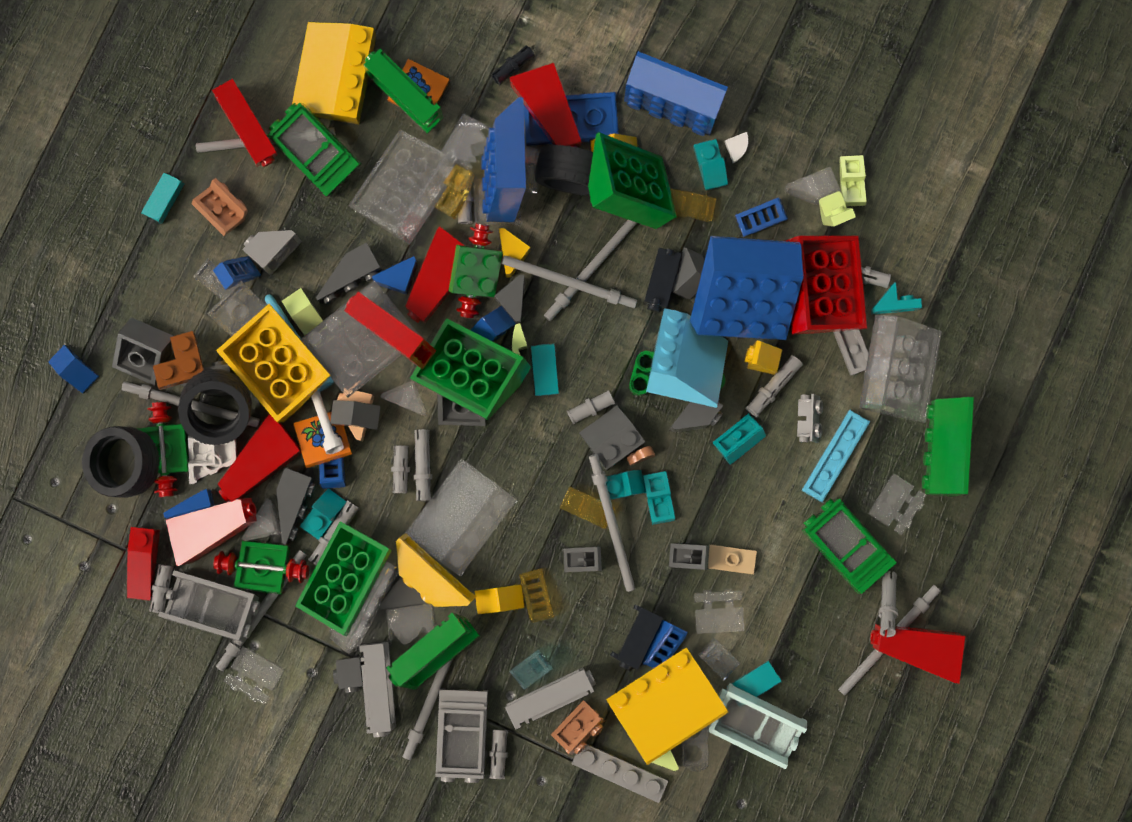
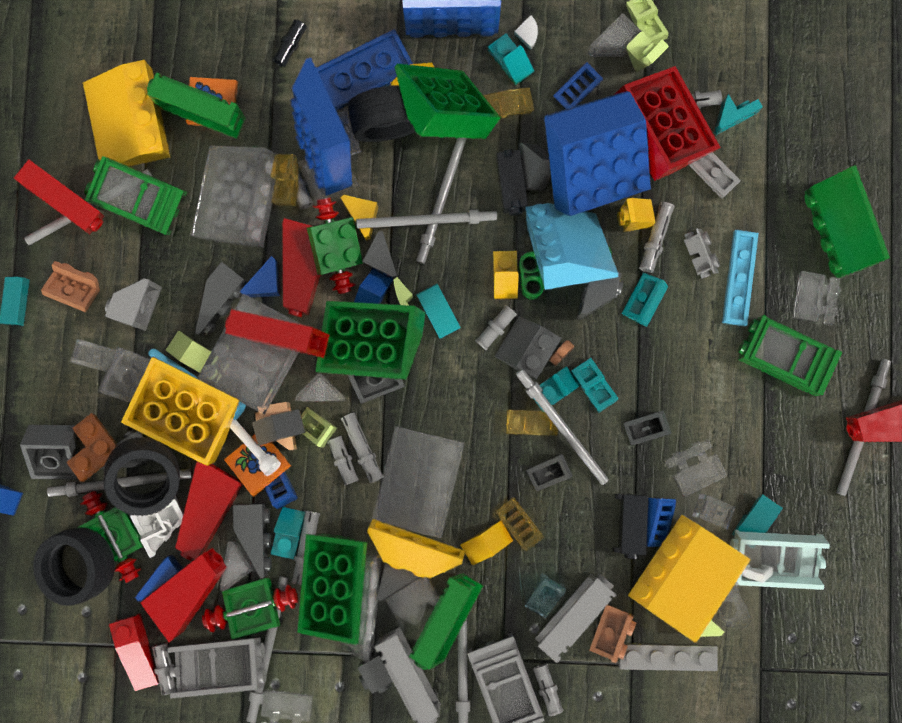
camera: 20 degrees left, 0 degrees up
(226, 270) = (102, 349): blue slope -> none
(389, 430) = (317, 428): none -> yellowish green slope
(466, 141) = (276, 129): clear piece -> none
(547, 104) = (336, 62): red slope -> none
(620, 362) = (505, 274): none -> yellow slope
(731, 559) = (688, 413): tan plate -> none
(731, 730) = (758, 574): none -> white tile
(888, 610) = (856, 401): light grey pin -> none
(900, 368) = (765, 171): clear slope -> none

